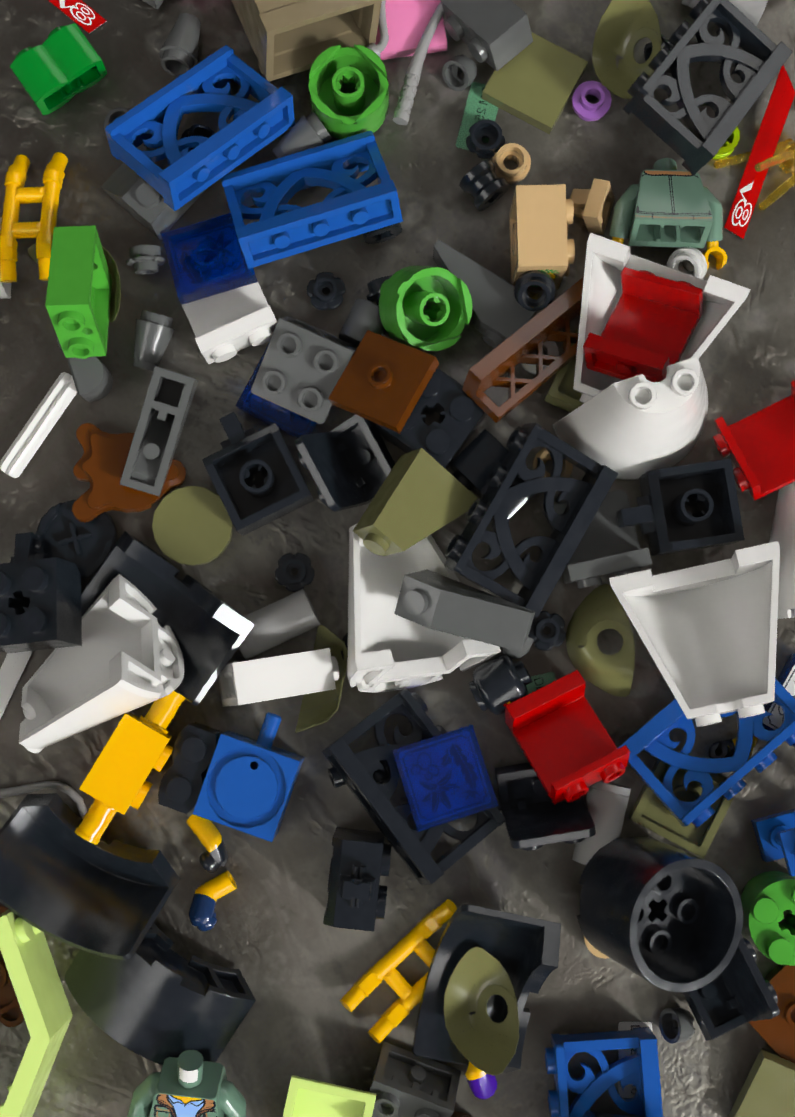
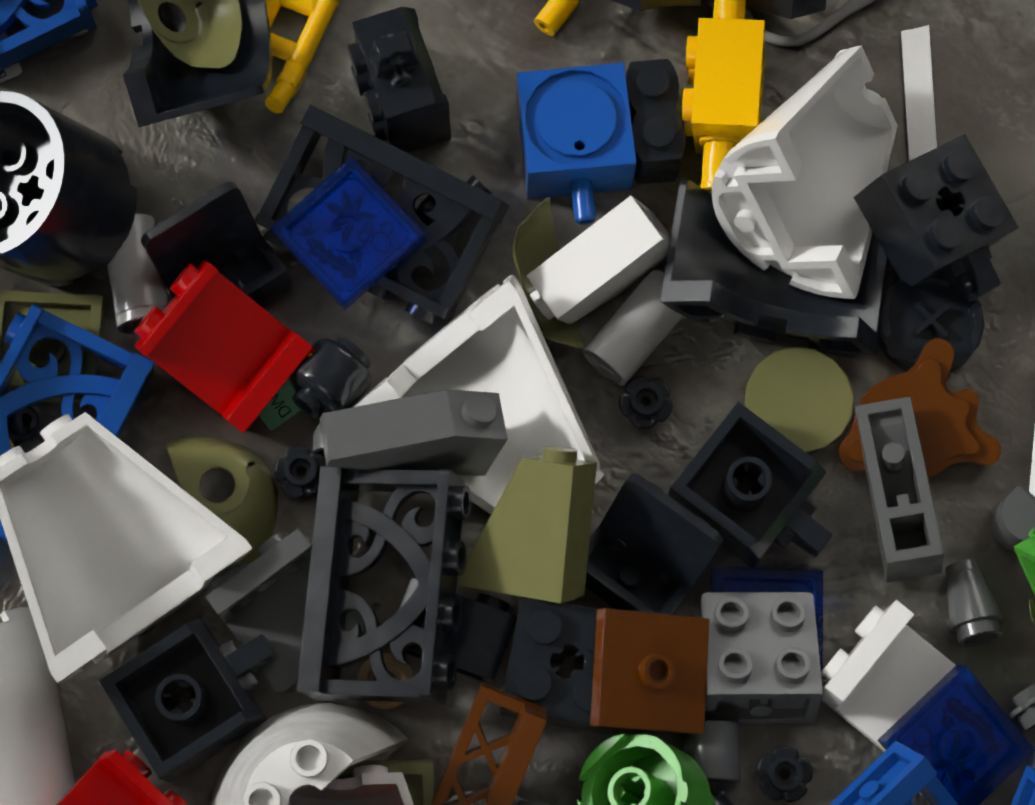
camera: 150 degrees right, 10 degrees down
(212, 840) = (577, 47): arm -> none

